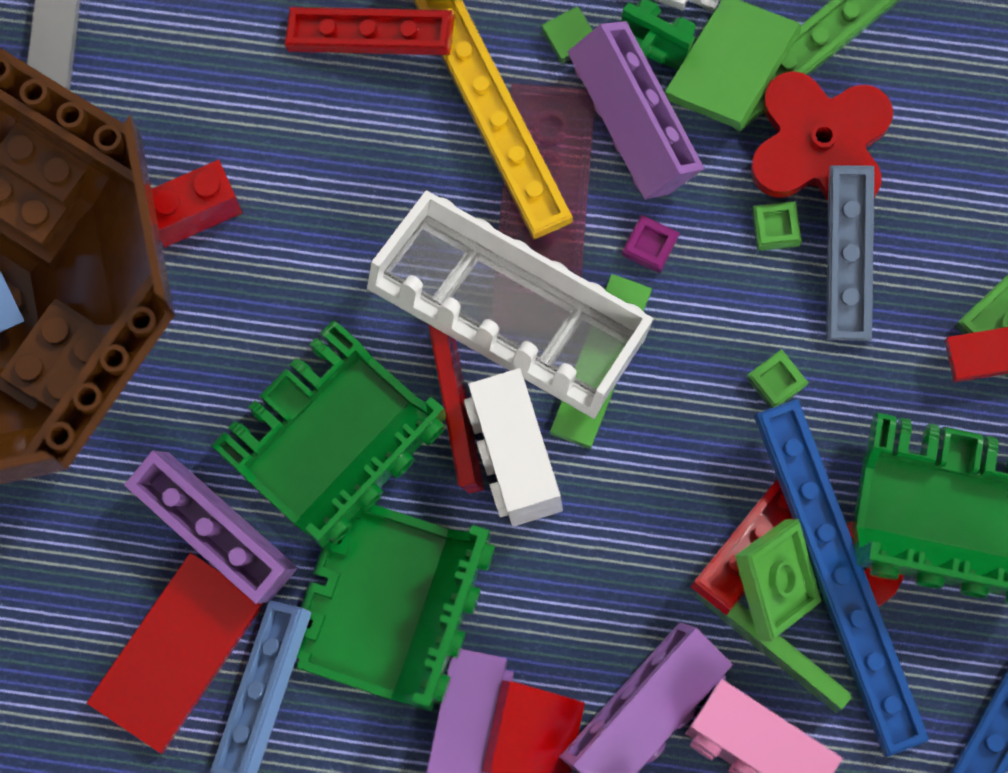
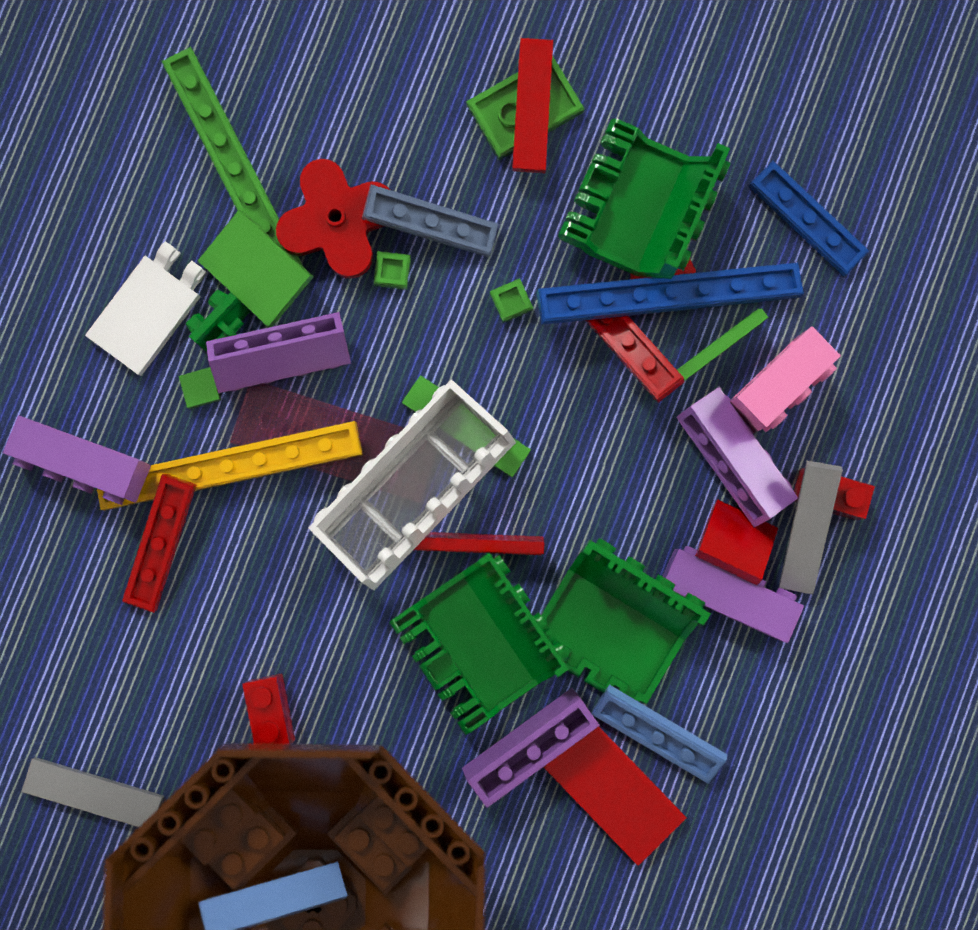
camera: 80 degrees left, 10 degrees up
(513, 448) = (525, 508): white brick -> none
(650, 244) = (383, 367): magenta tile -> none
(778, 579) = (667, 338): bright green tile -> none

